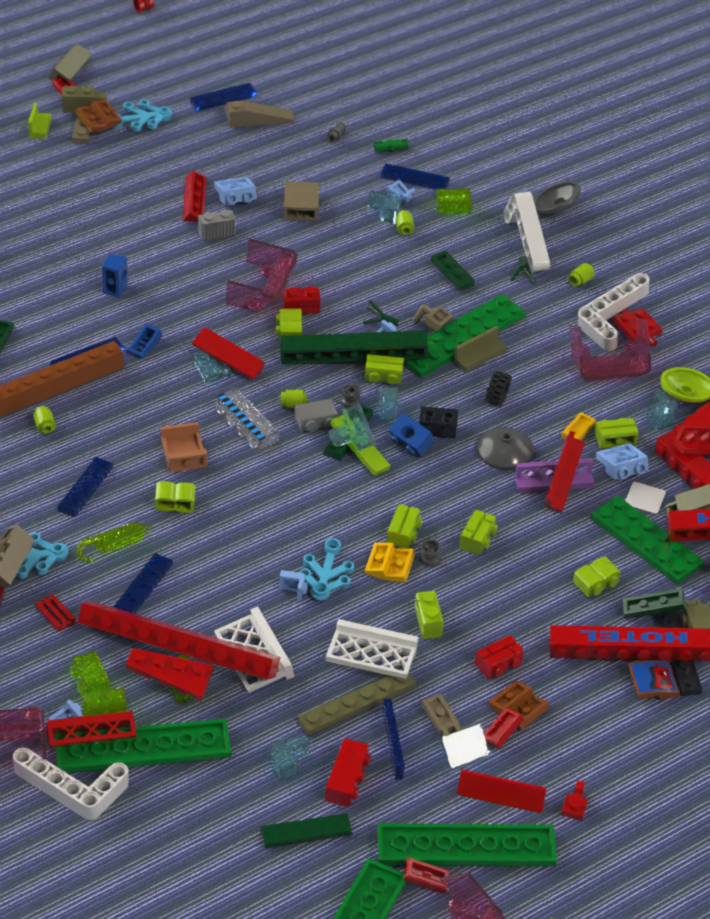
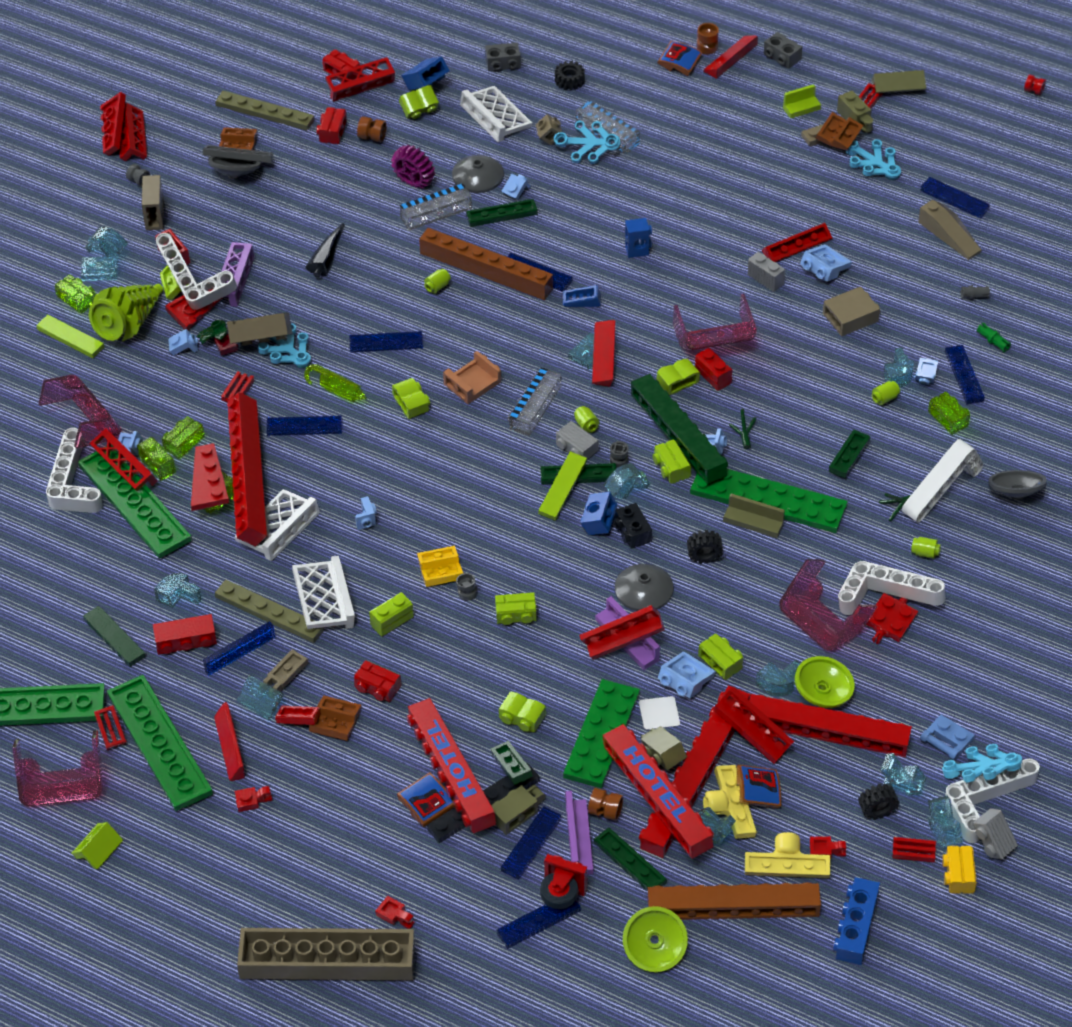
camera: 65 degrees right, 5 degrees up
(322, 590) = (377, 534): medium azure plant -> none
(354, 429) = (564, 468): clear light blue brick -> none
(403, 526) = (485, 556): lime brick -> none
(435, 318) = (765, 467): dark tan plate -> none
(581, 425) = (707, 627): yellow tile -> none

